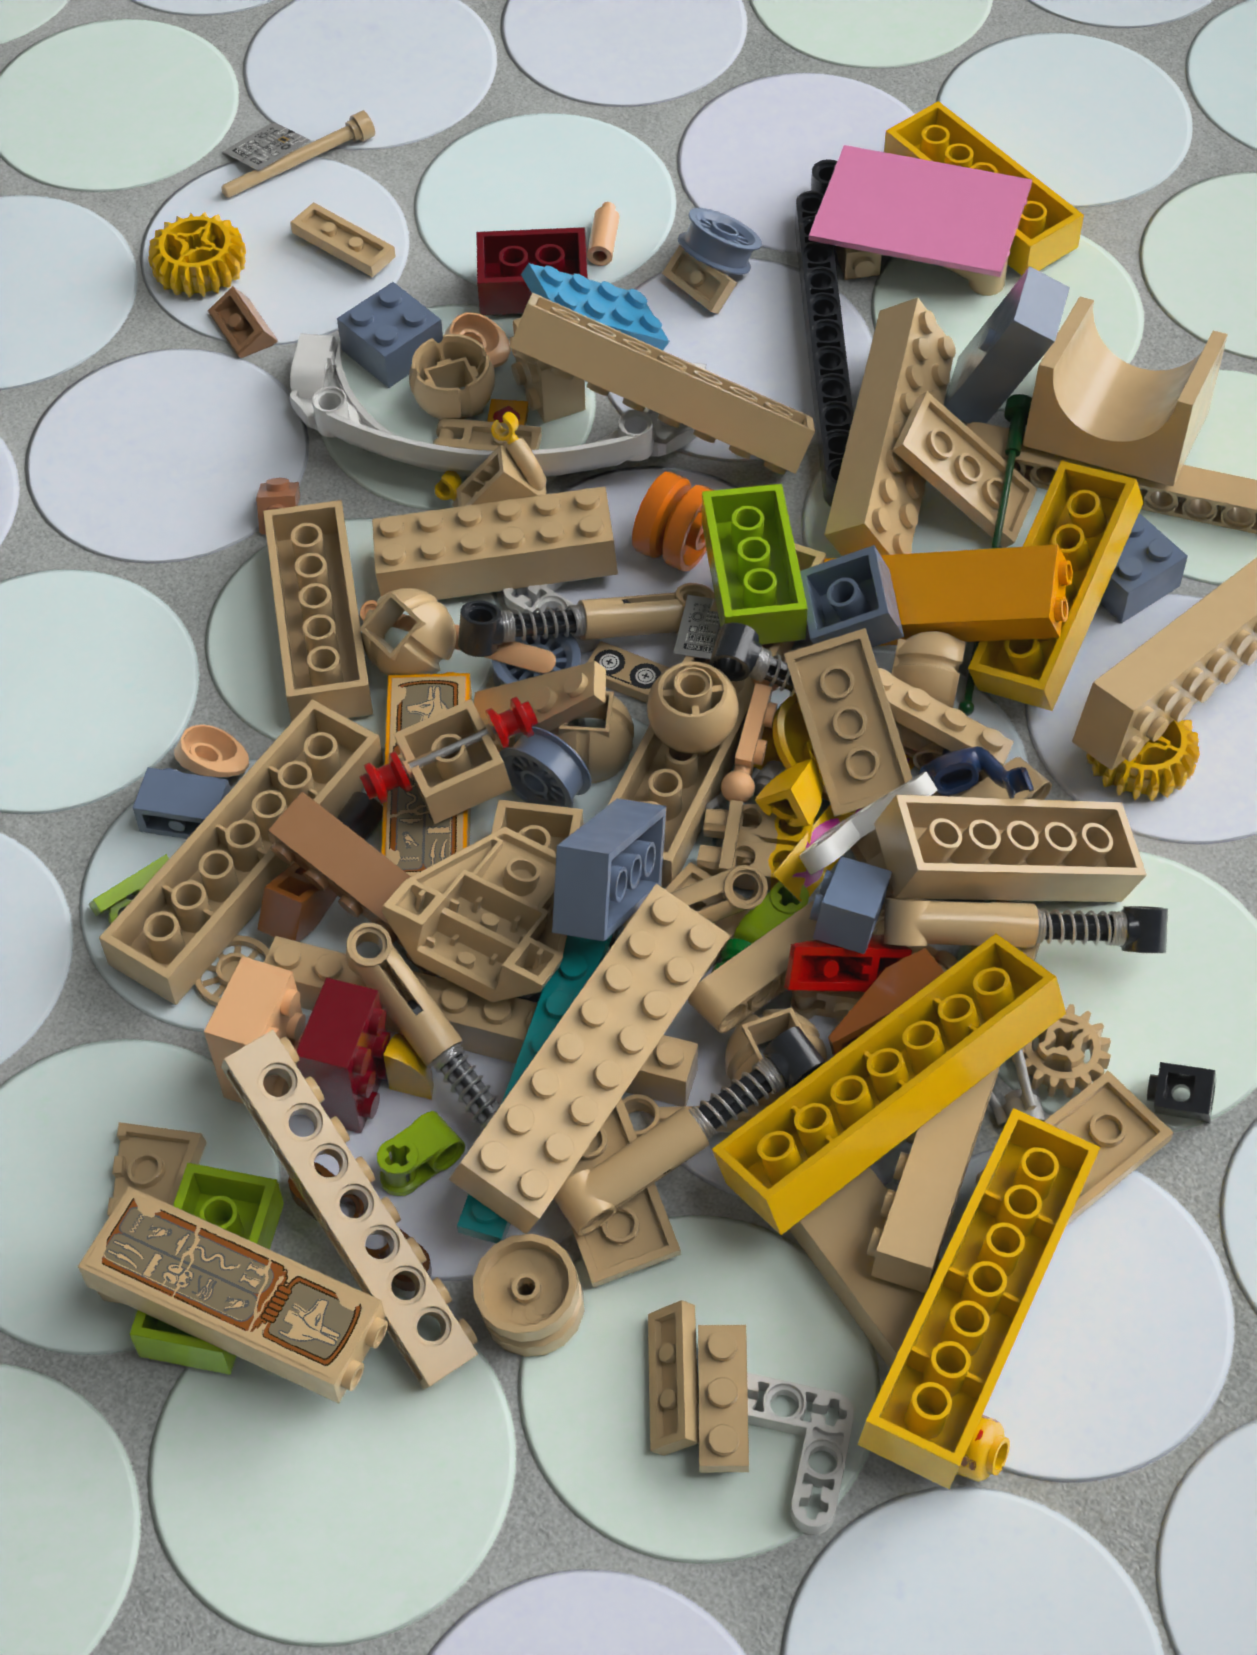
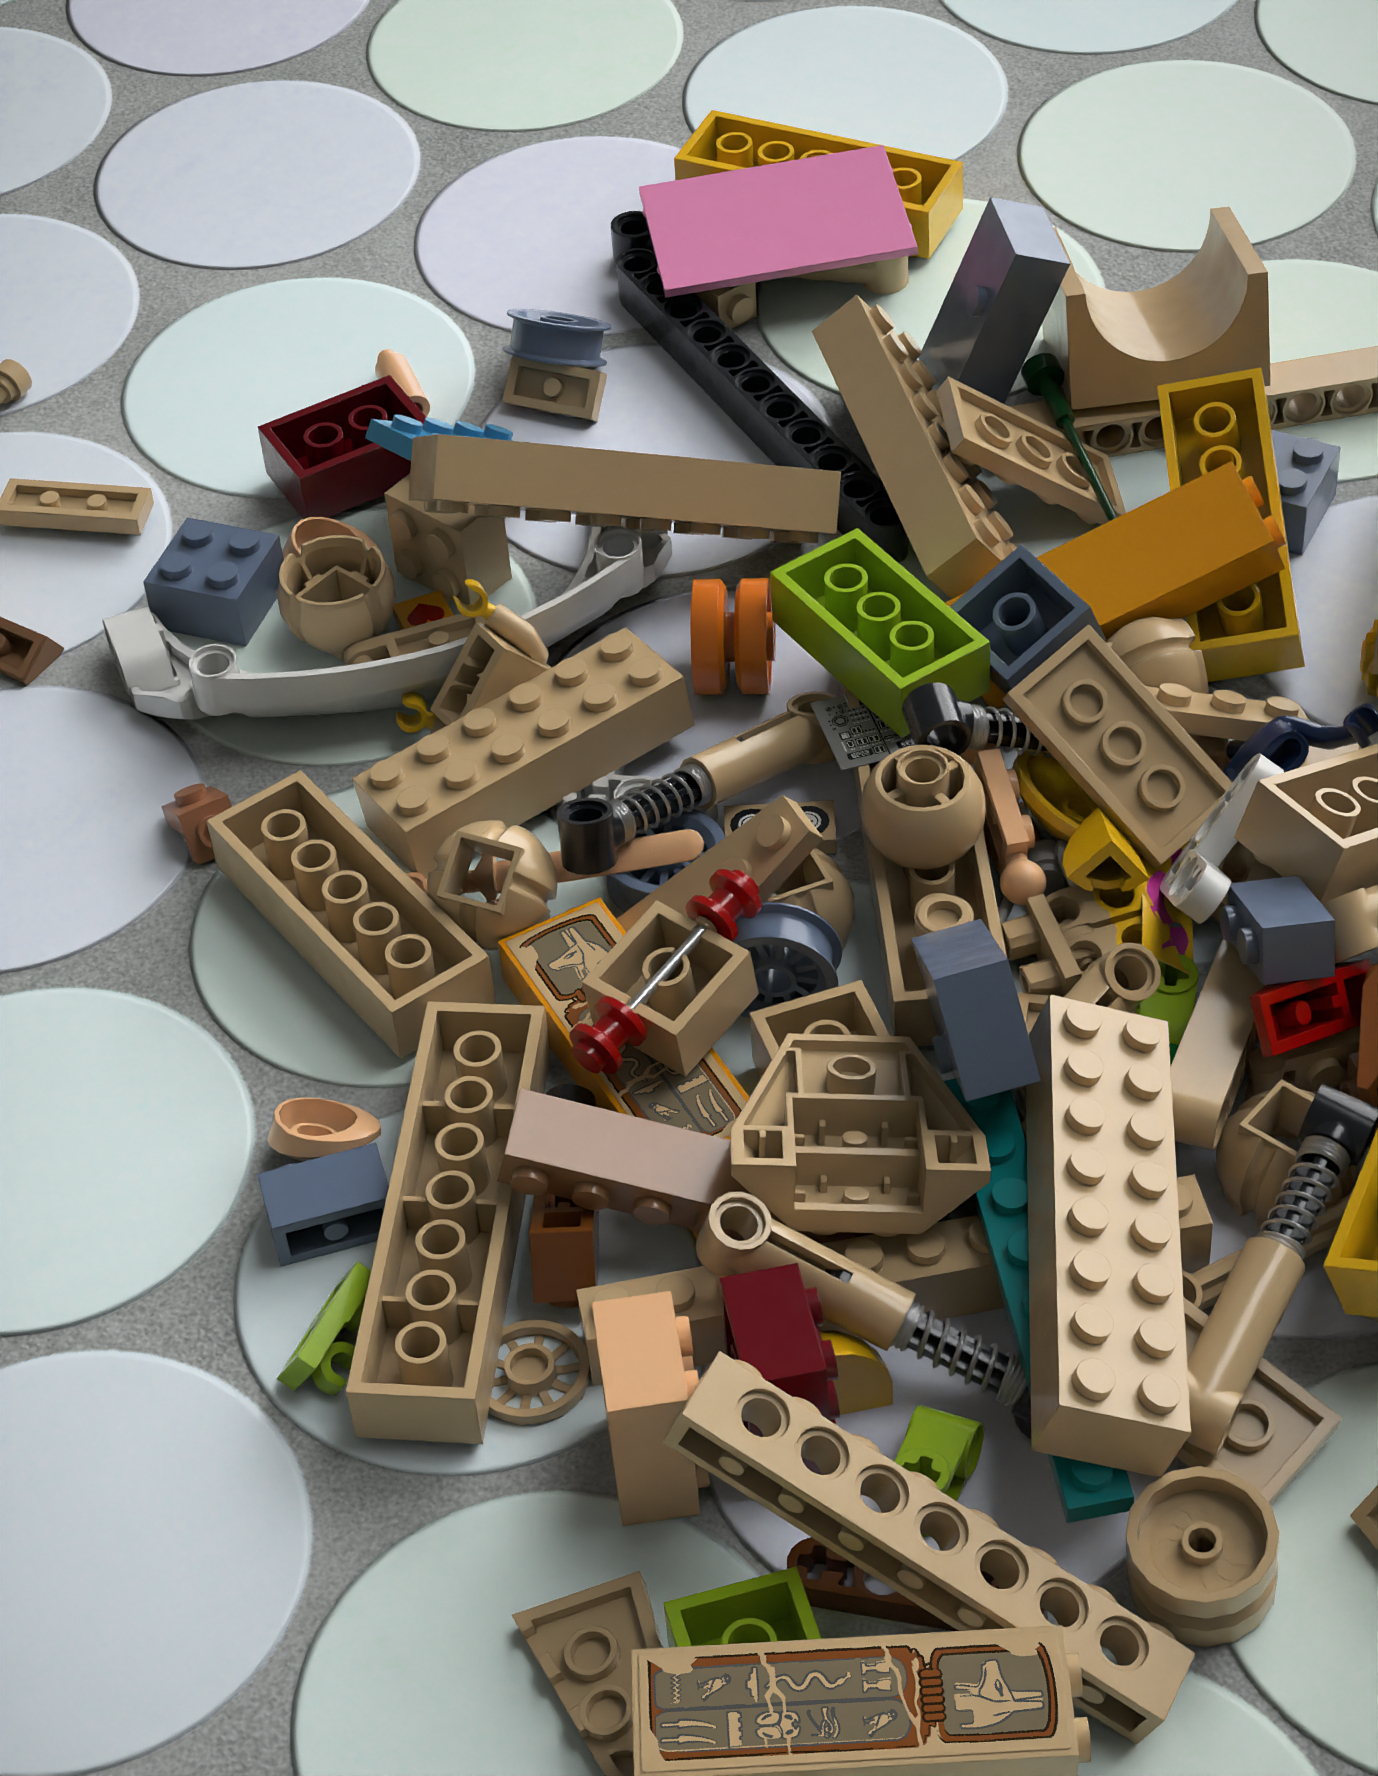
camera: 25 degrees left, 10 degrees down
(660, 790) = (941, 913): none -> tan tile

